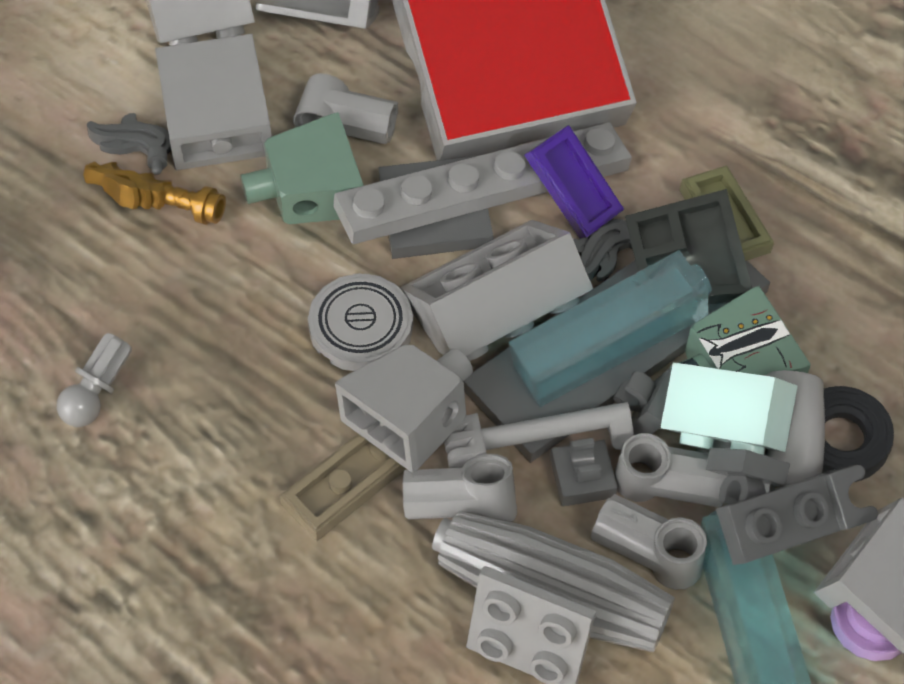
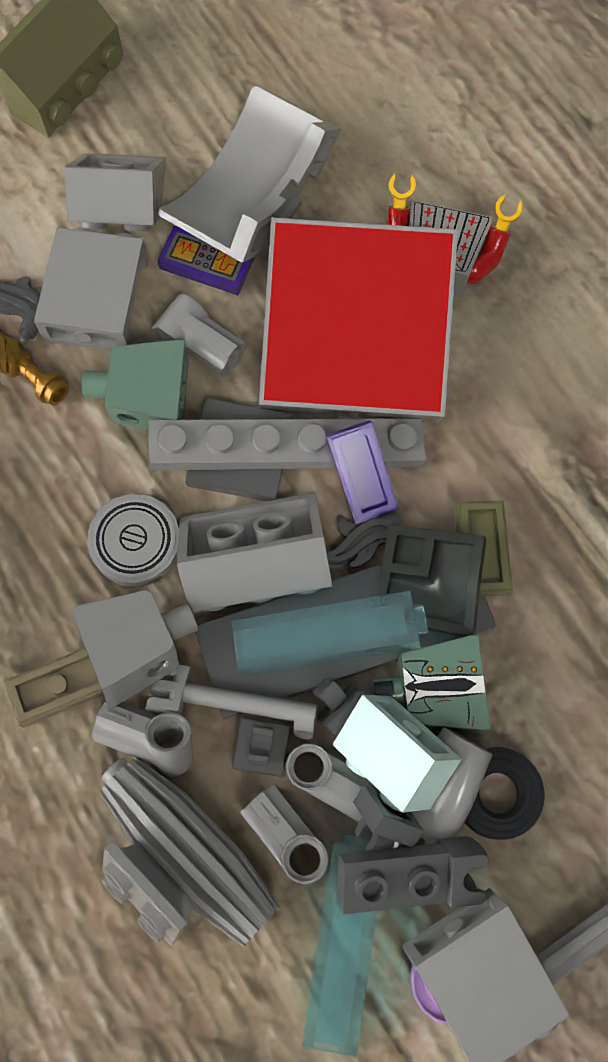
camera: 20 degrees right, 15 degrees up
(317, 45) = (202, 263): none -> tile

